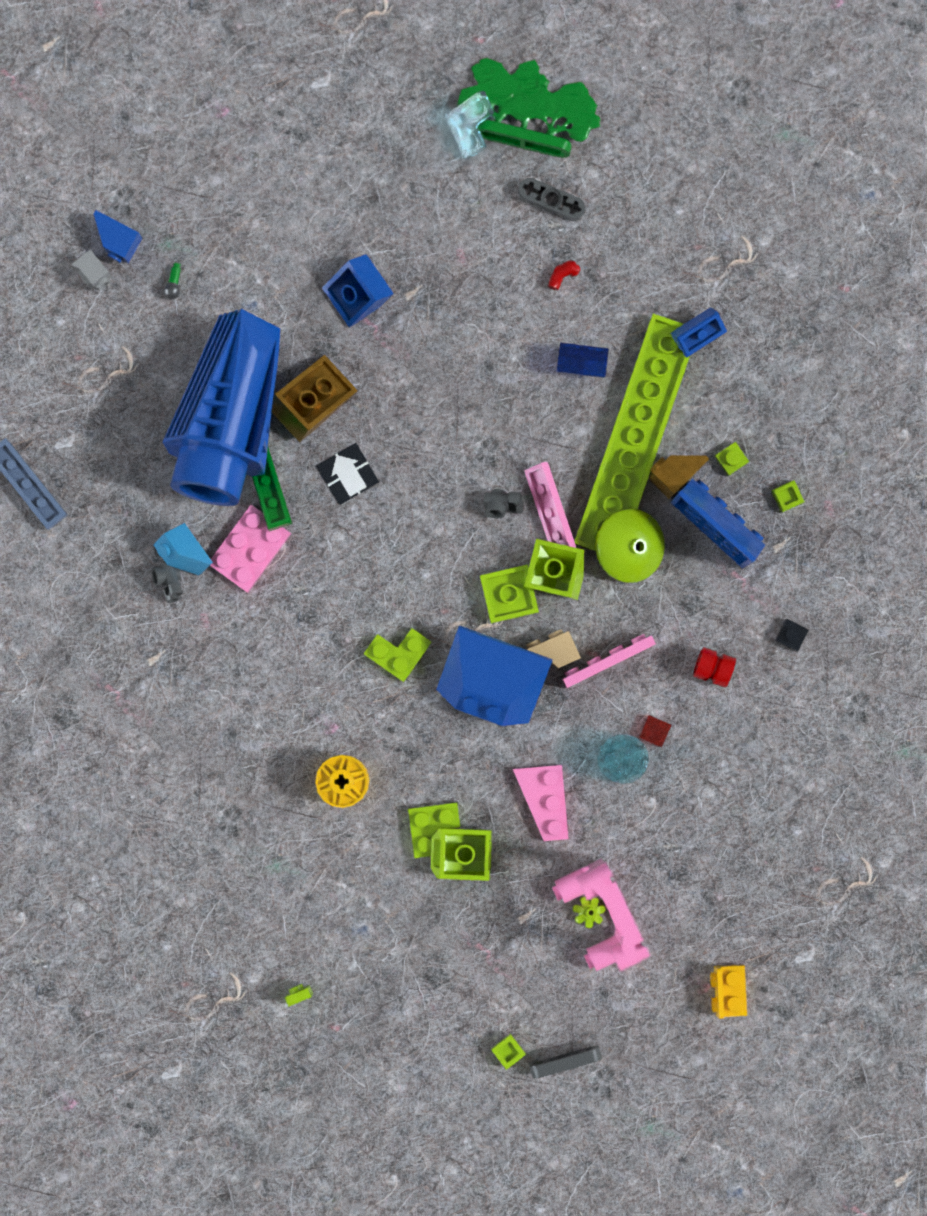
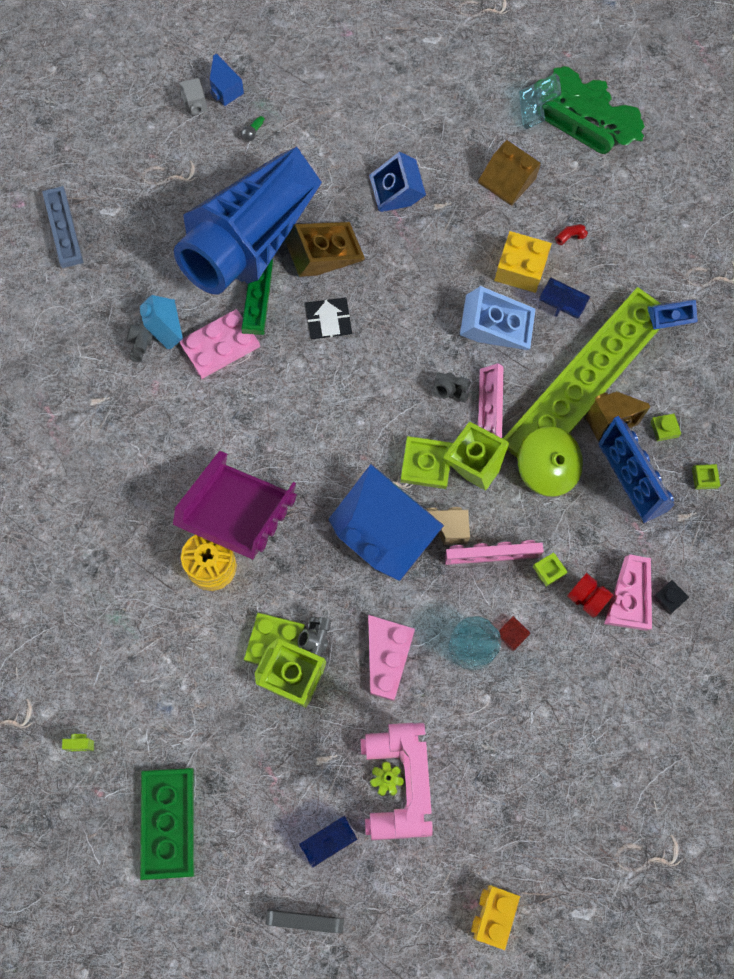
camera: 20 degrees right, 15 degrees down
(345, 721) = (233, 508): none -> magenta panel
(398, 660) = (308, 481): lime plate -> none
(409, 1029) = (167, 824): none -> green tile
(471, 228) = (509, 172): none -> pearl gold slope
(472, 814) = (314, 638): none -> dark grey plate
(508, 1051) = (252, 886): lime plate -> none
(522, 410) = (497, 319): none -> light blue slope
(524, 332) = (522, 261): none -> yellow brick
(532, 199) = (581, 169): dark grey beam -> none
(558, 987) = (328, 841): none -> clear blue hinge
(668, 657) = (549, 569): none -> lime tile
(754, 650) = (632, 595): none -> bright pink wing

